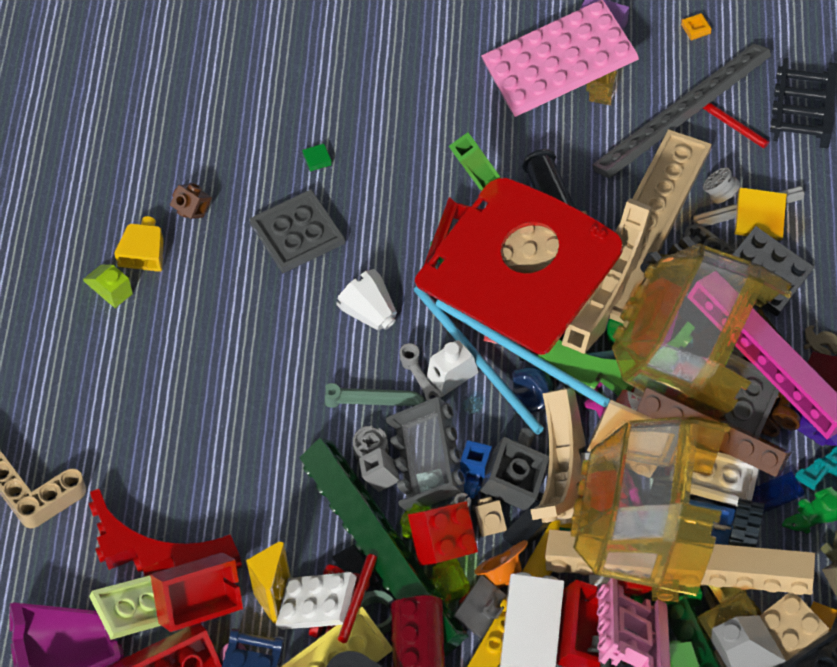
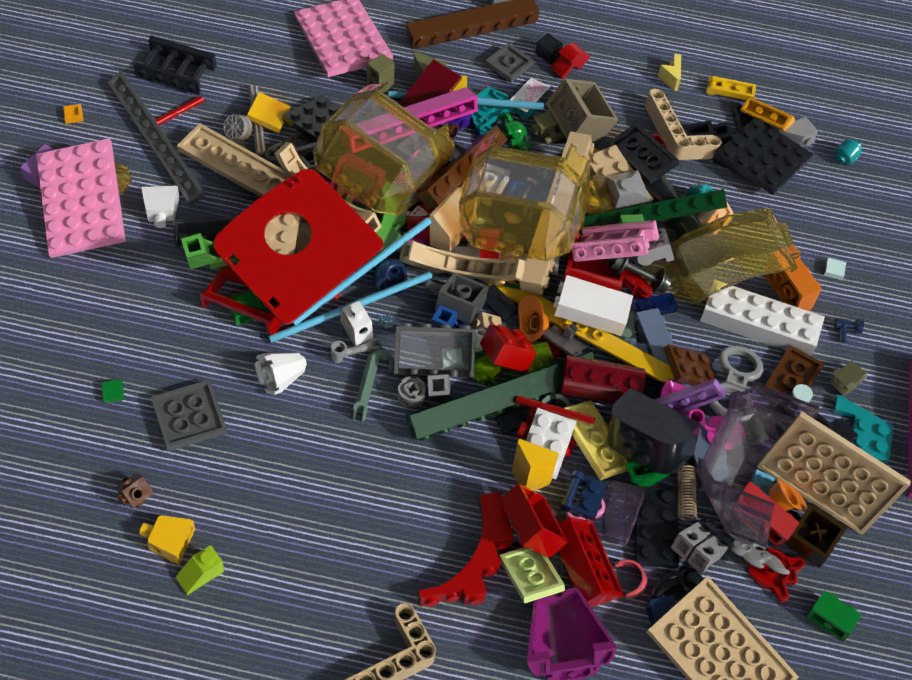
camera: 90 degrees left, 0 degrees up
(580, 138) = (161, 204): none -> white torso

